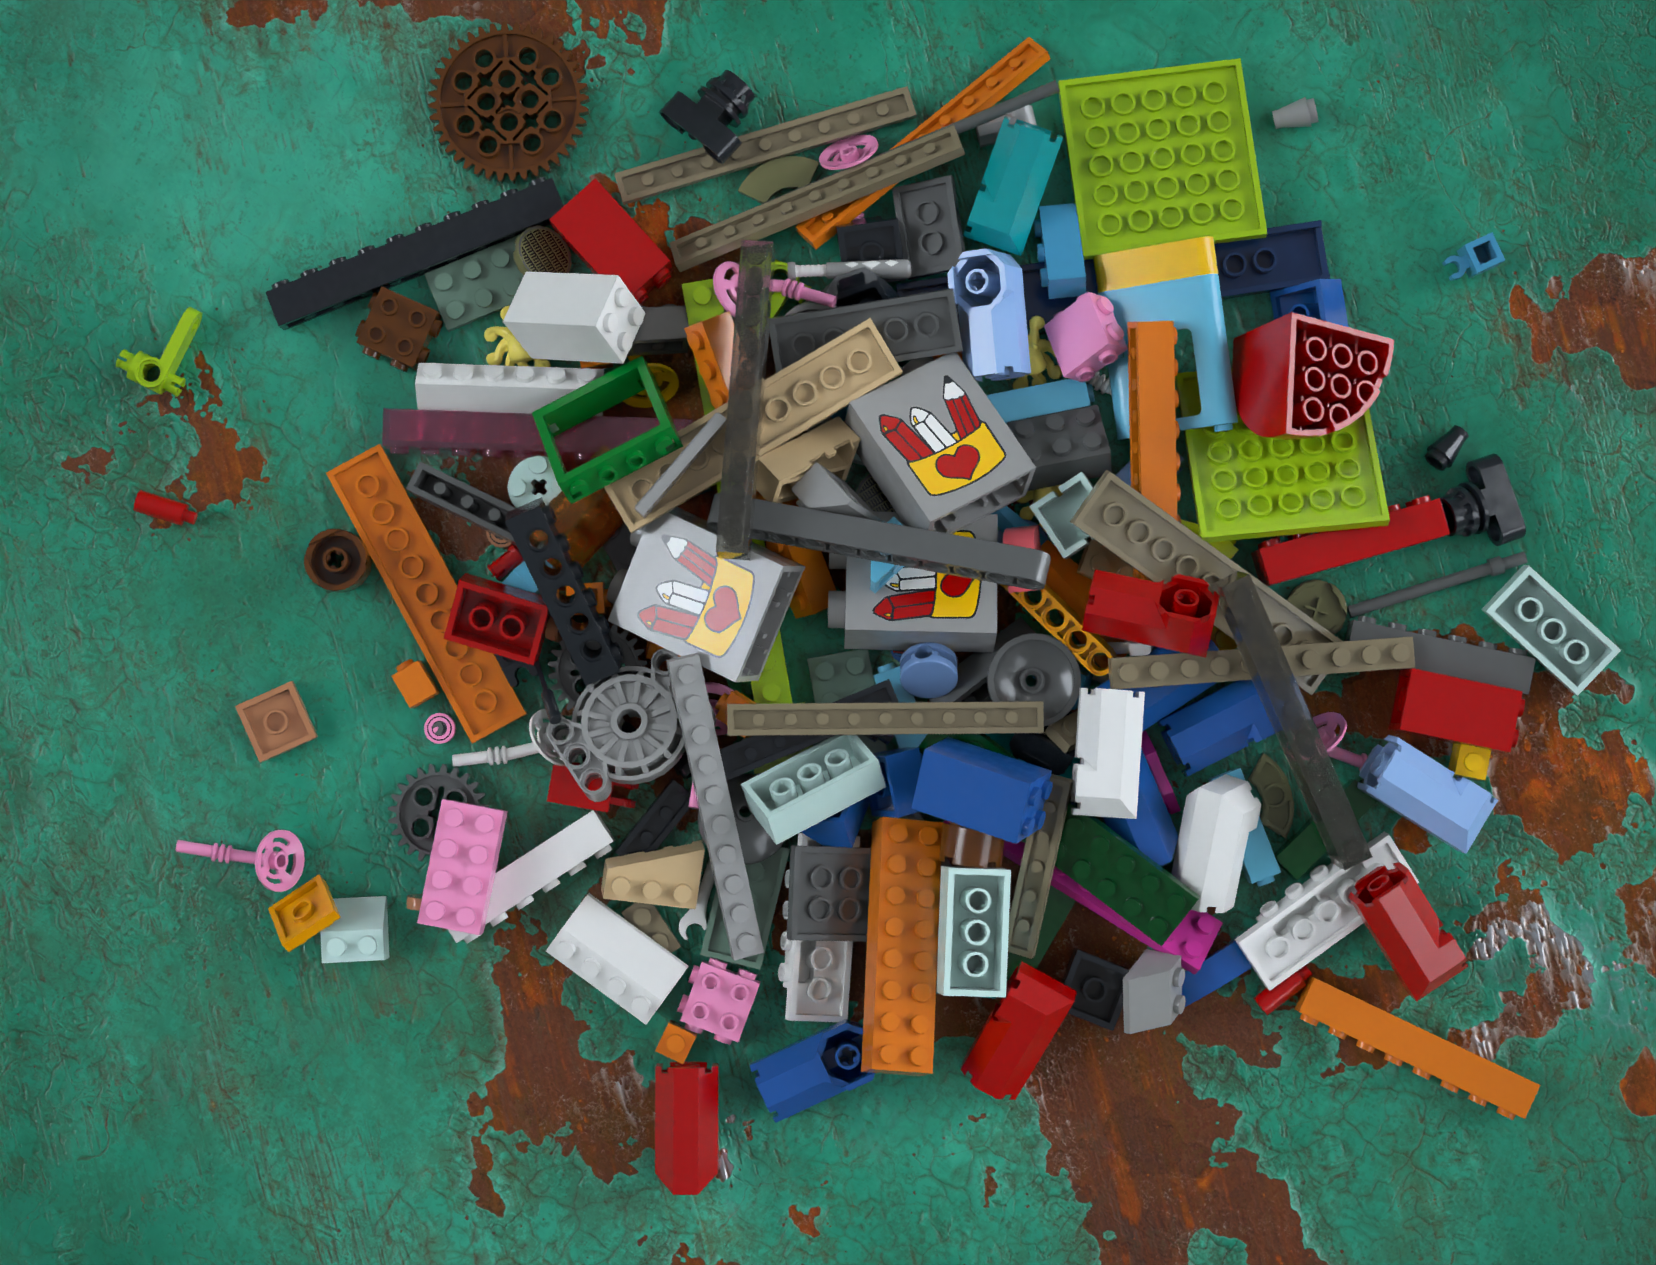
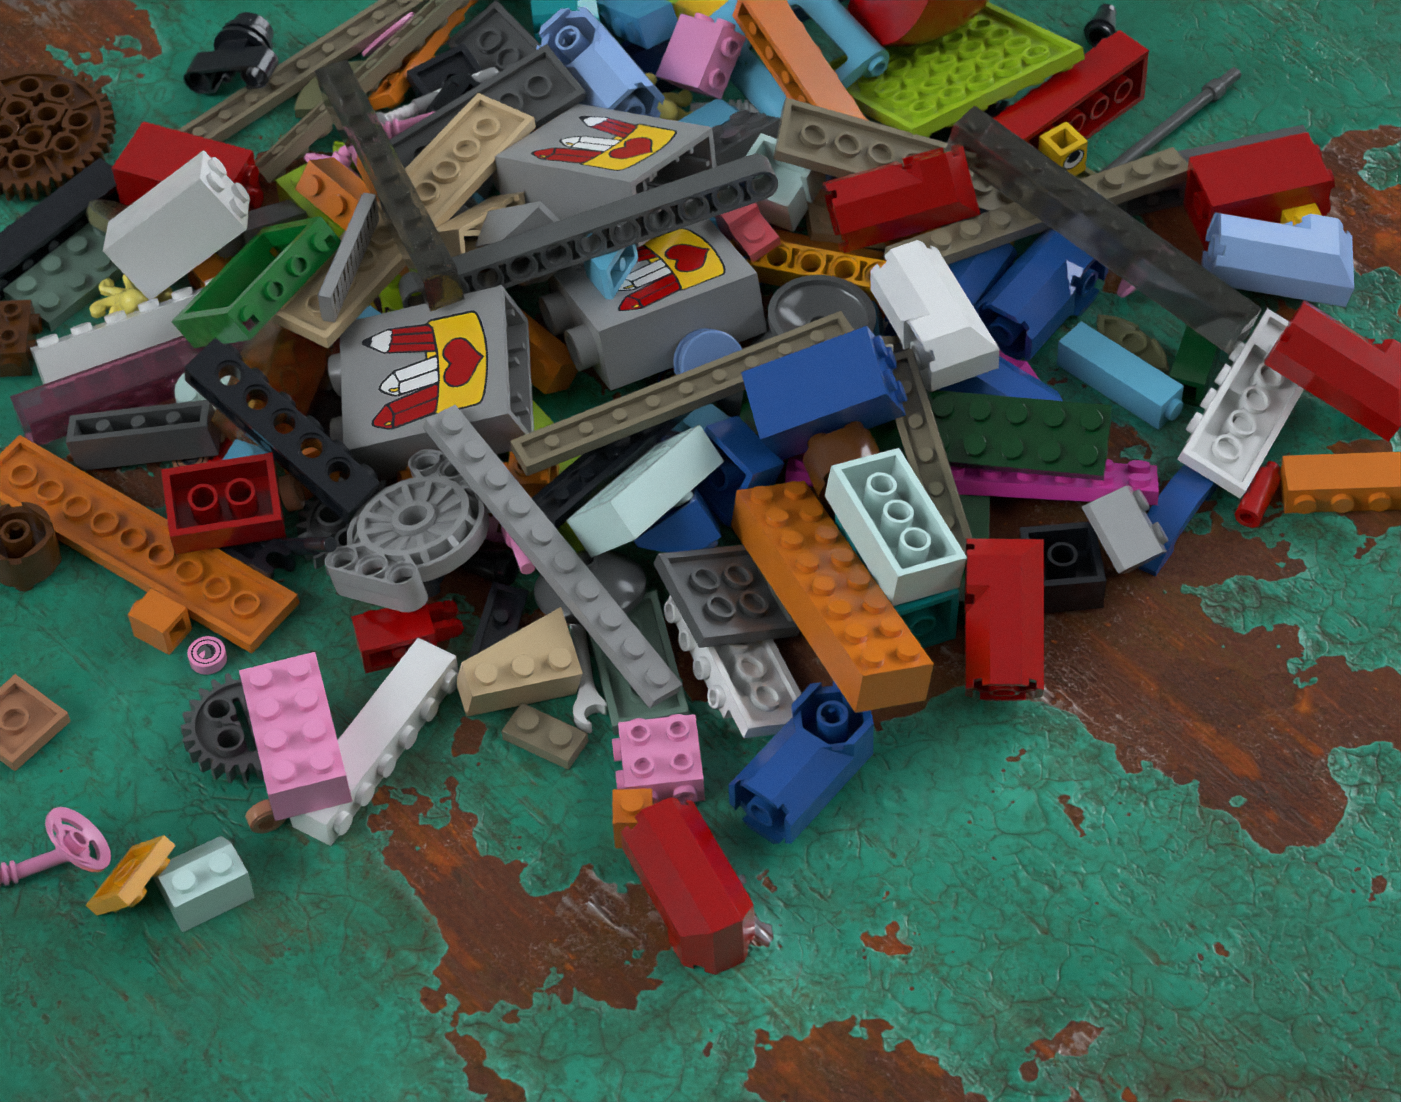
camera: 20 degrees left, 35 degrees down
(540, 745) = (333, 608): white dish -> none
(617, 958) = (520, 767): white slope -> none
(1215, 840) = (1094, 367): white brick -> none
(1323, 591) = (1065, 148): none -> yellow brick
(1484, 503) = (1173, 43): black beam -> none
(1551, 629) = (1287, 94): light aqua brick -> none

